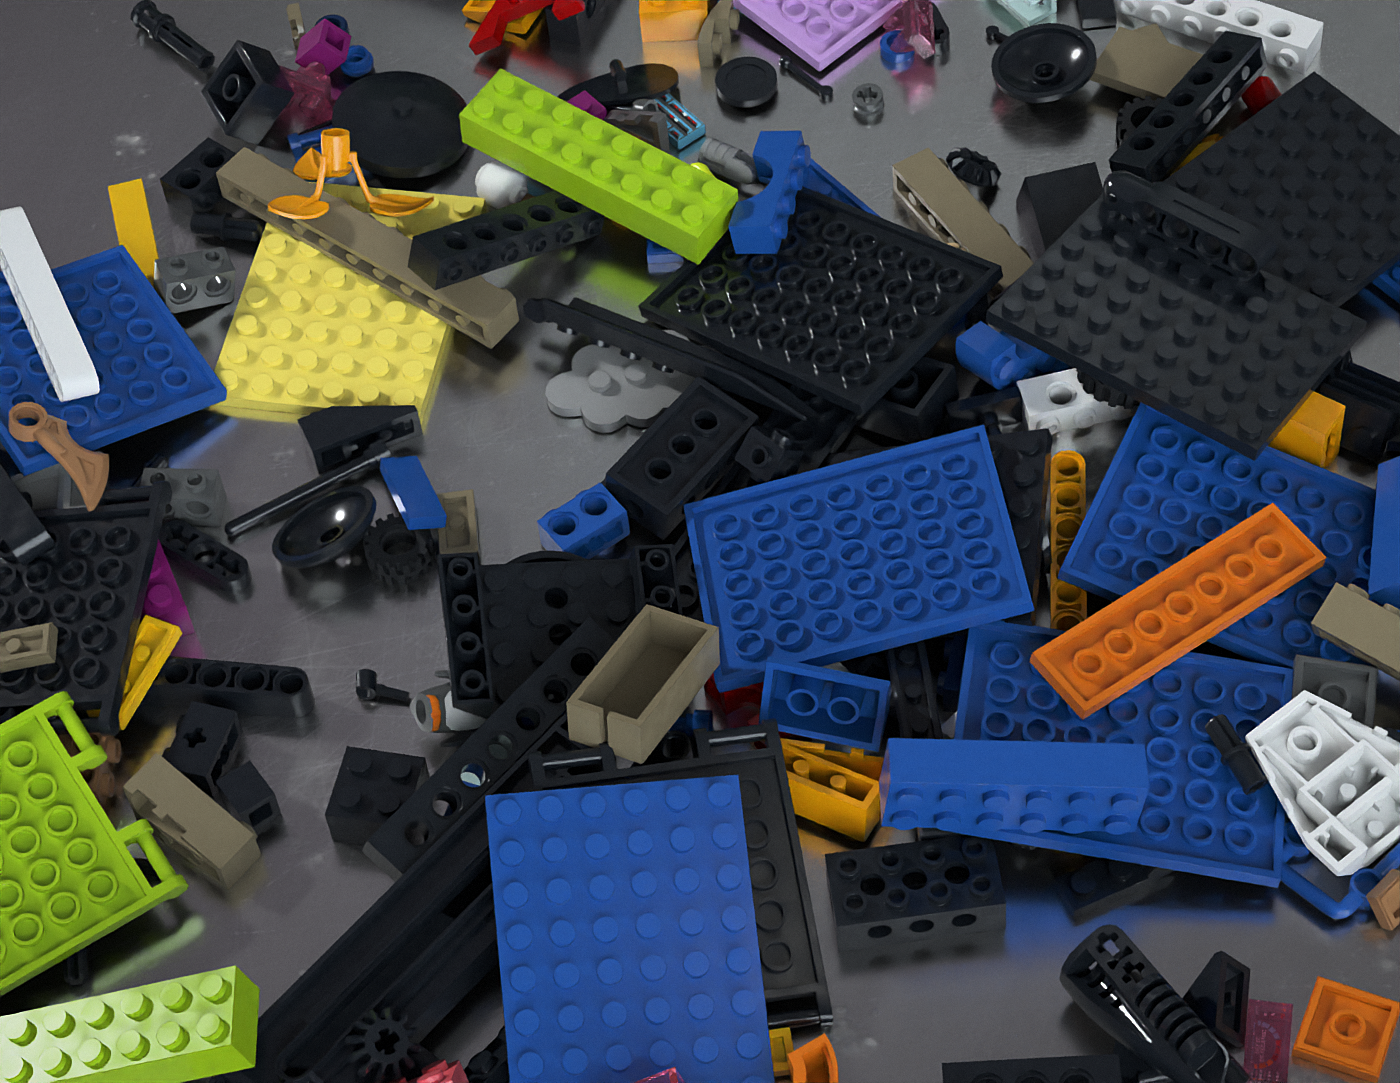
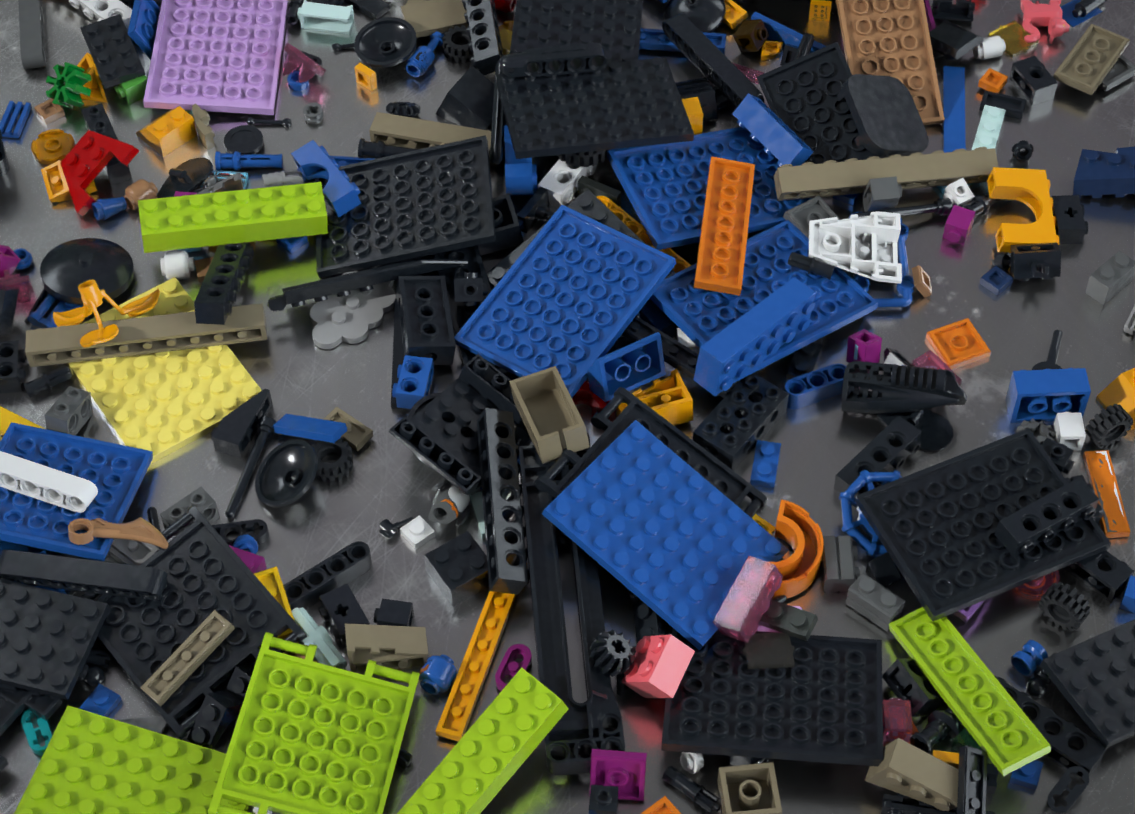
camera: 50 degrees left, 0 degrees up
(143, 740) = (318, 635): none -> light aqua piece
(198, 579) = (246, 543): none -> blue plate
(216, 904) = (437, 674): none -> blue head
(275, 924) = (475, 665): none -> light orange plate
(289, 967) = (508, 666): none -> magenta plate
(392, 717) = (417, 532): none -> white plate
(510, 61) = (108, 207): none -> blue cone
(558, 70) = (139, 191): none -> medium nougat head
(711, 103) = (237, 161): none -> blue pin
(888, 203) = (379, 149): none -> black pin
(890, 975) = (765, 464): none -> blue plate
(976, 94) = (365, 77): none -> light orange tile
(1054, 913) = (815, 386): none -> blue beam
(1078, 113) = (424, 56): none -> blue piece
(1085, 440) = (599, 189): none -> pearl dark grey plate
(1187, 927) = (864, 347): none -> magenta brick

